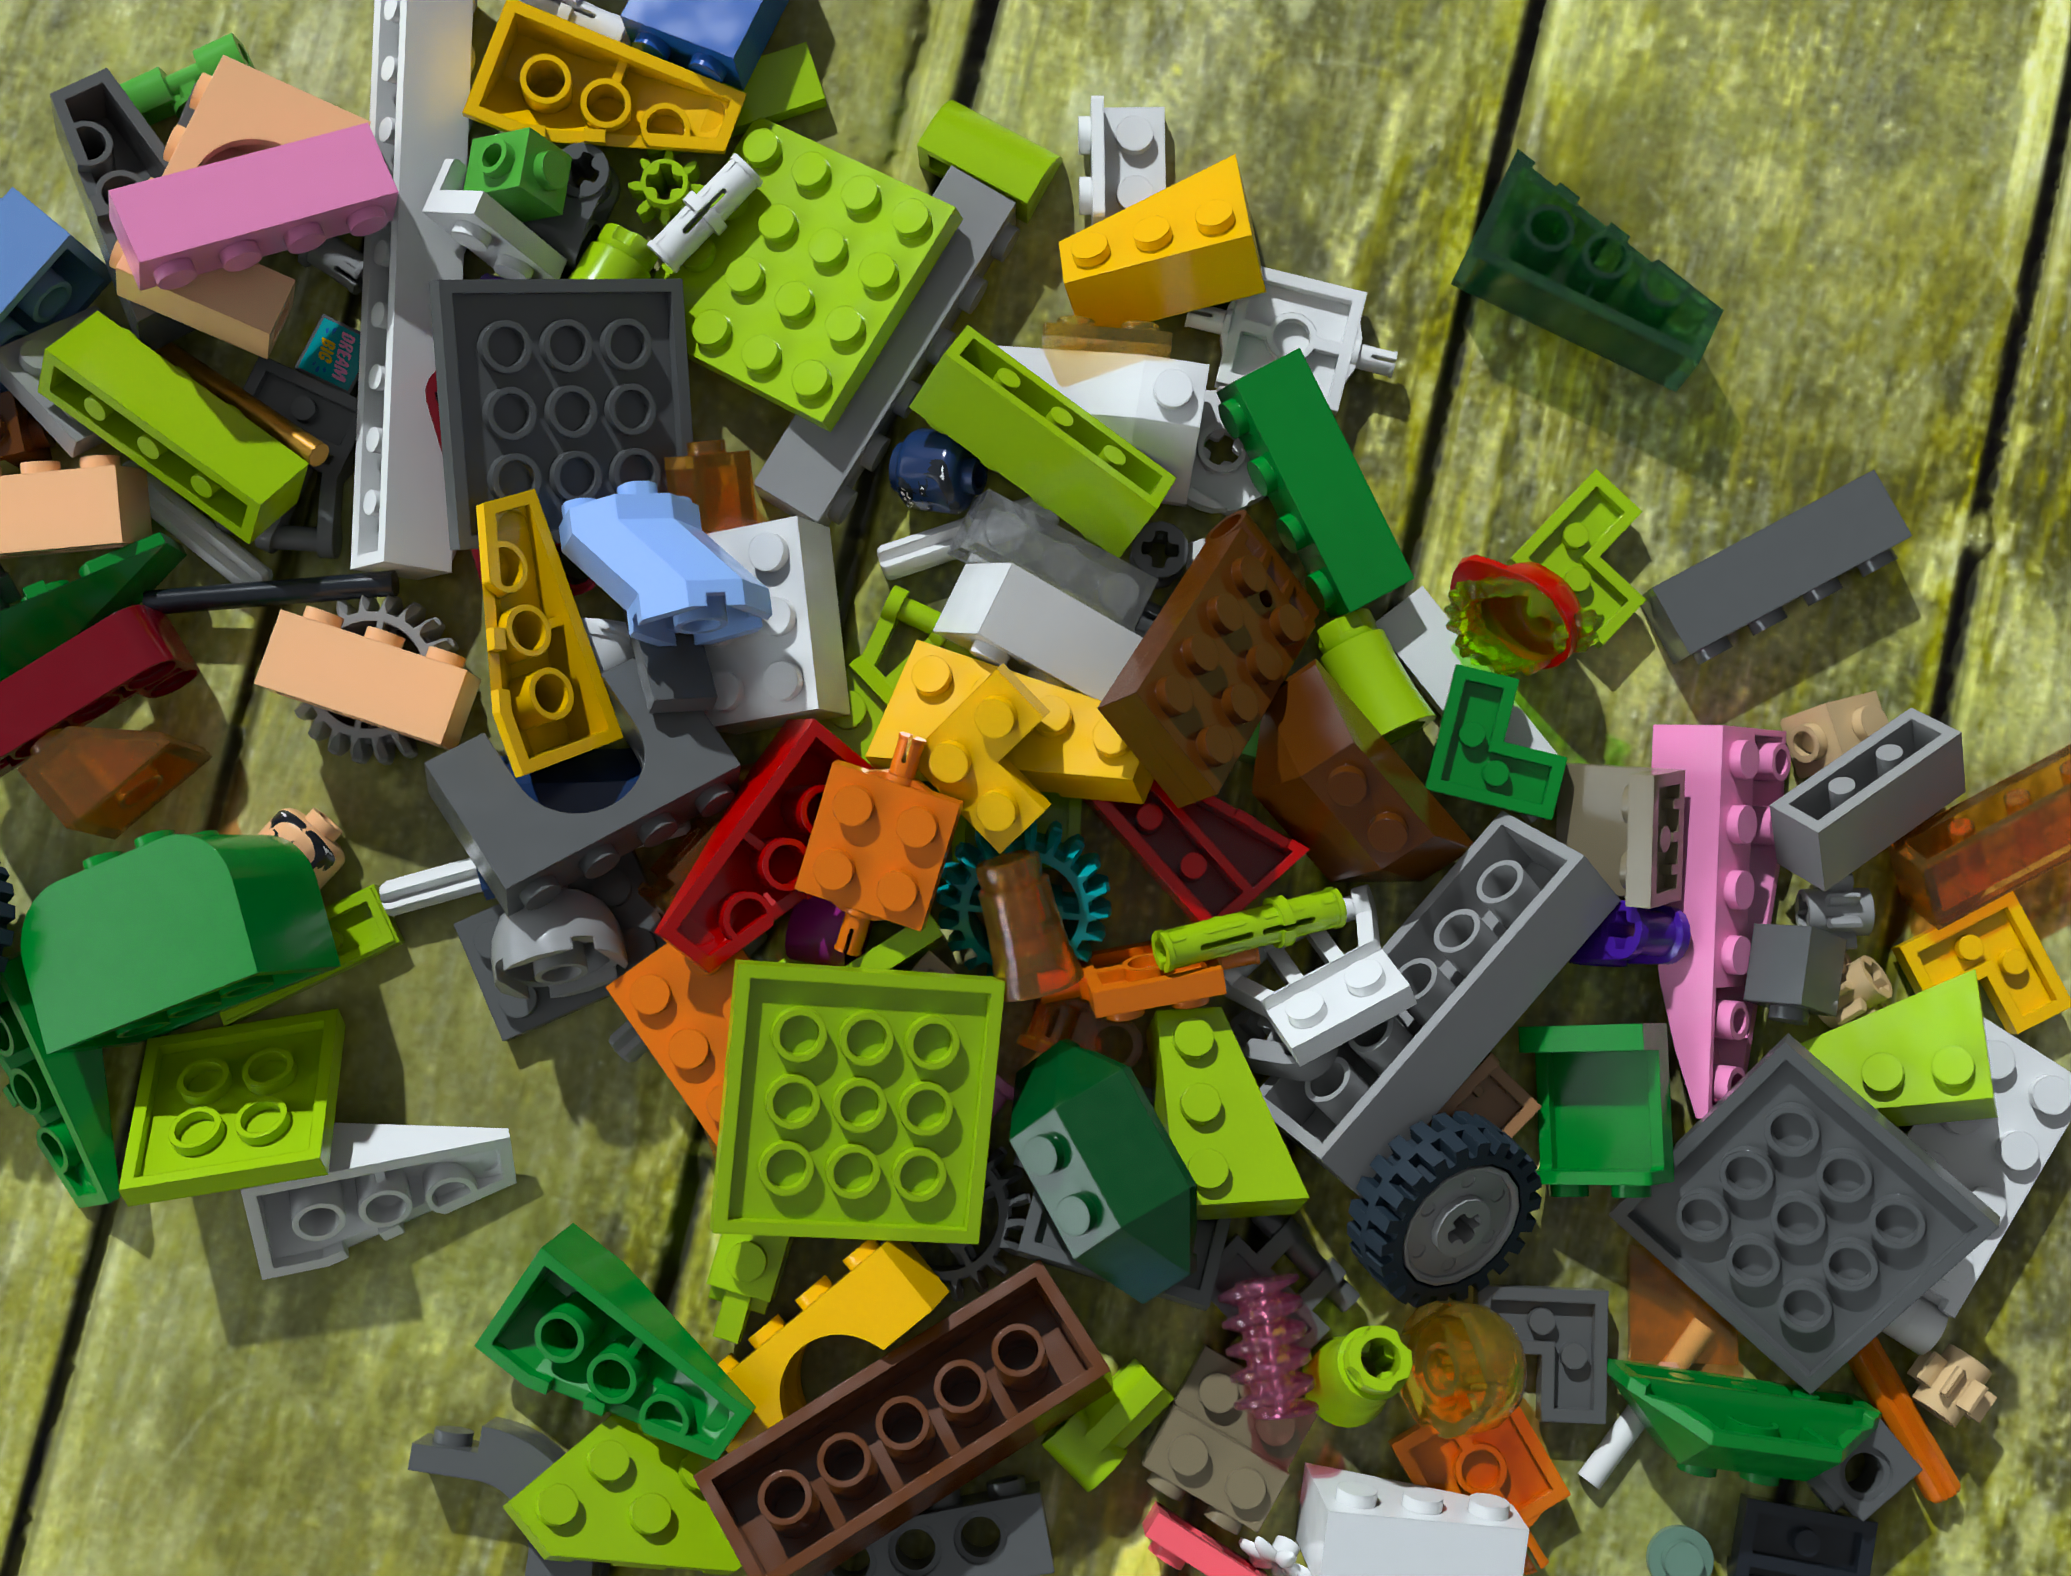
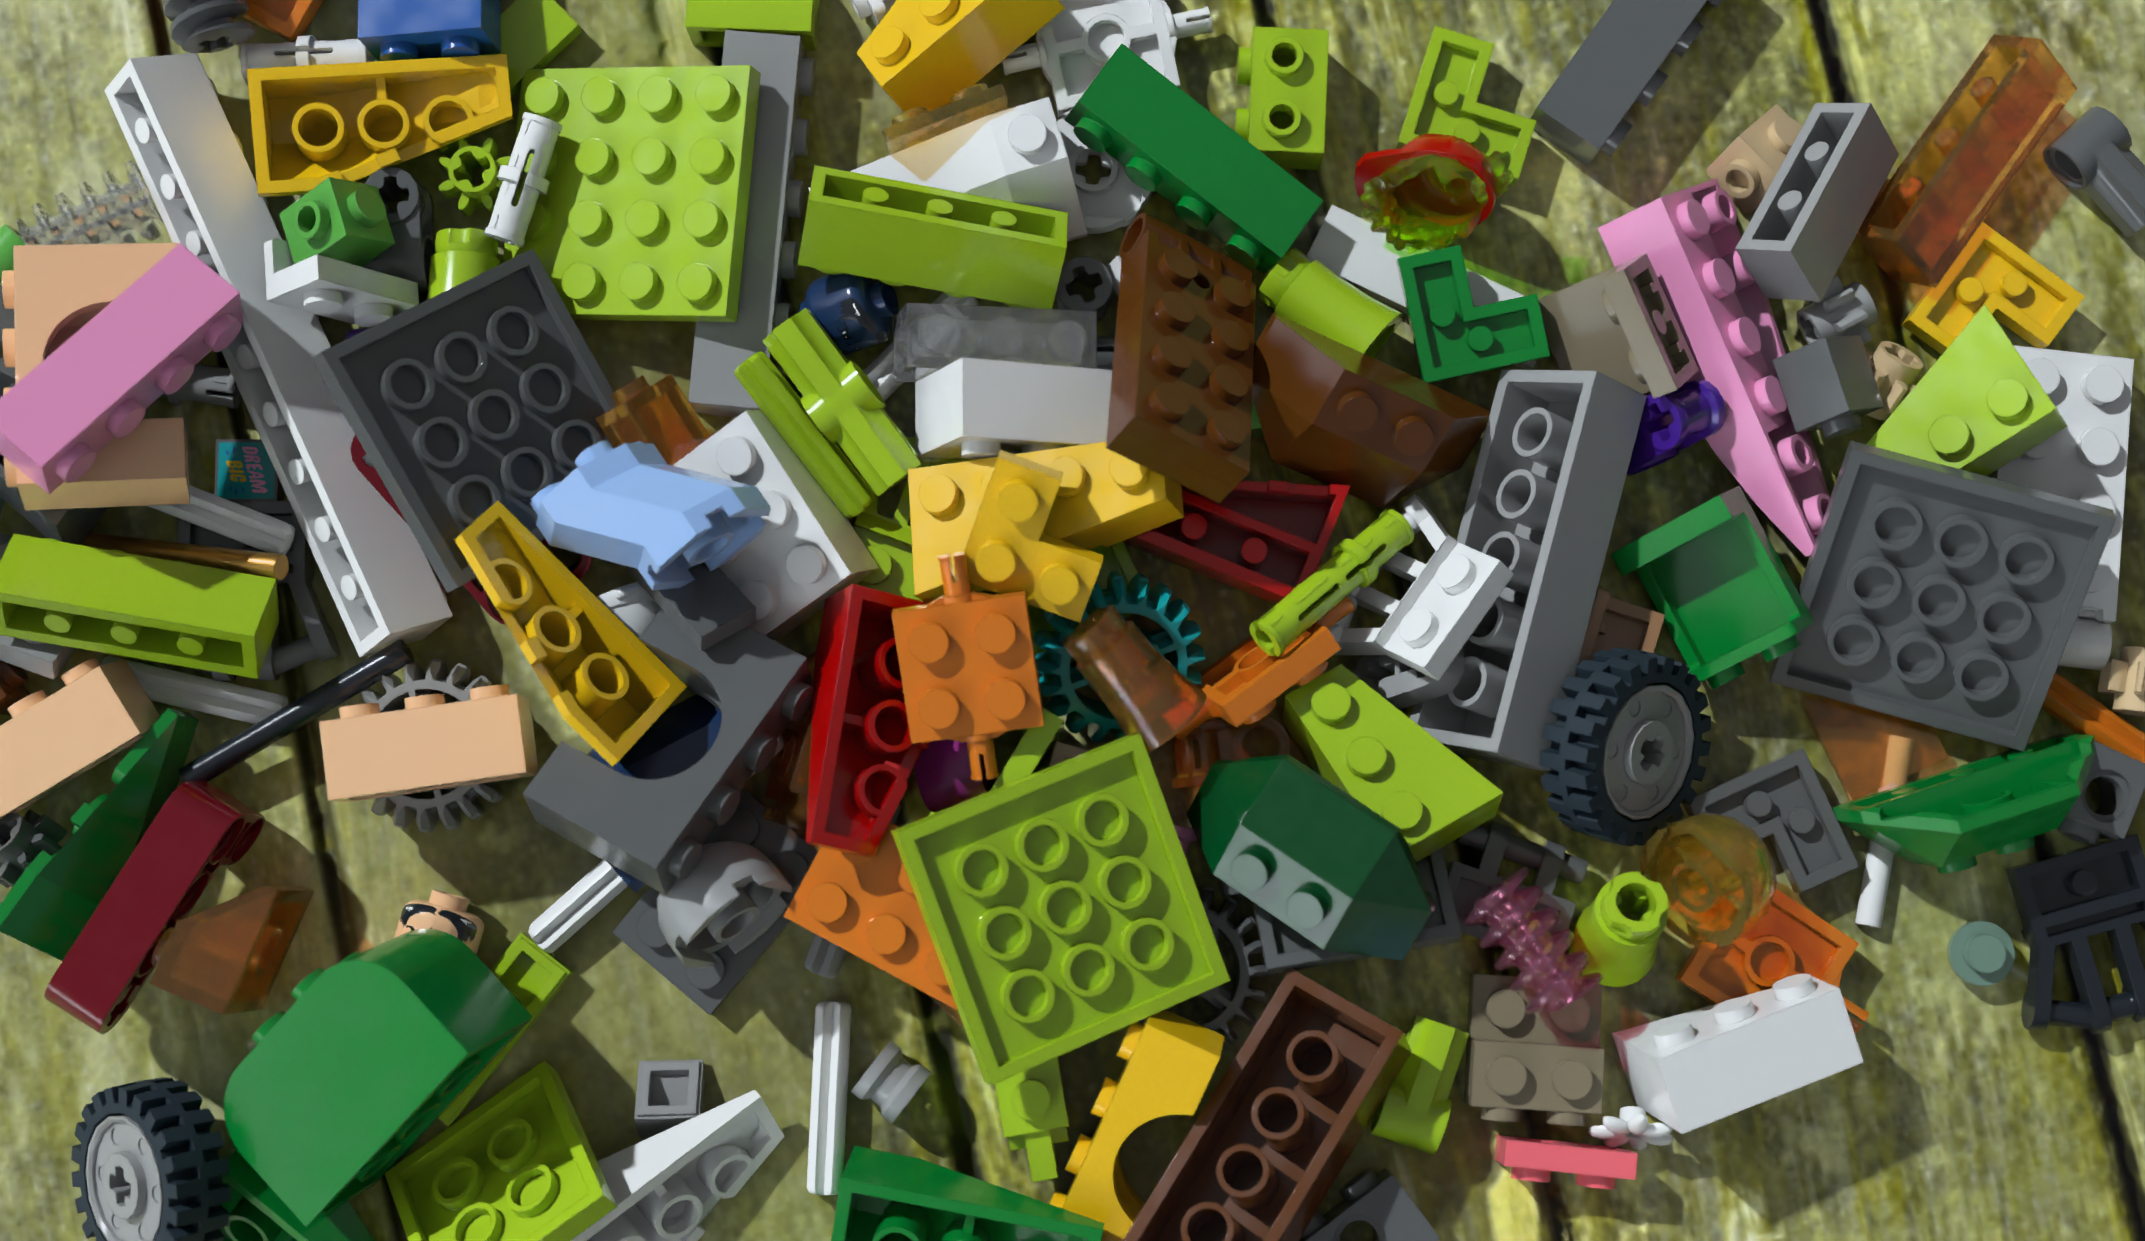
camera: 25 degrees left, 0 degrees up
(300, 394) = (233, 521): none -> white axle
(325, 72) = (99, 218): none -> clear piece
(432, 1094) = (668, 1094): none -> light grey slope
(572, 1166) = (829, 1097): none -> white axle
(633, 1181) = (891, 1081): none -> light grey wheel
(841, 563) = (791, 420): none -> lime axle
(890, 549) = (842, 401): none -> lime piece
(1428, 466) = (1285, 94): none -> lime brick

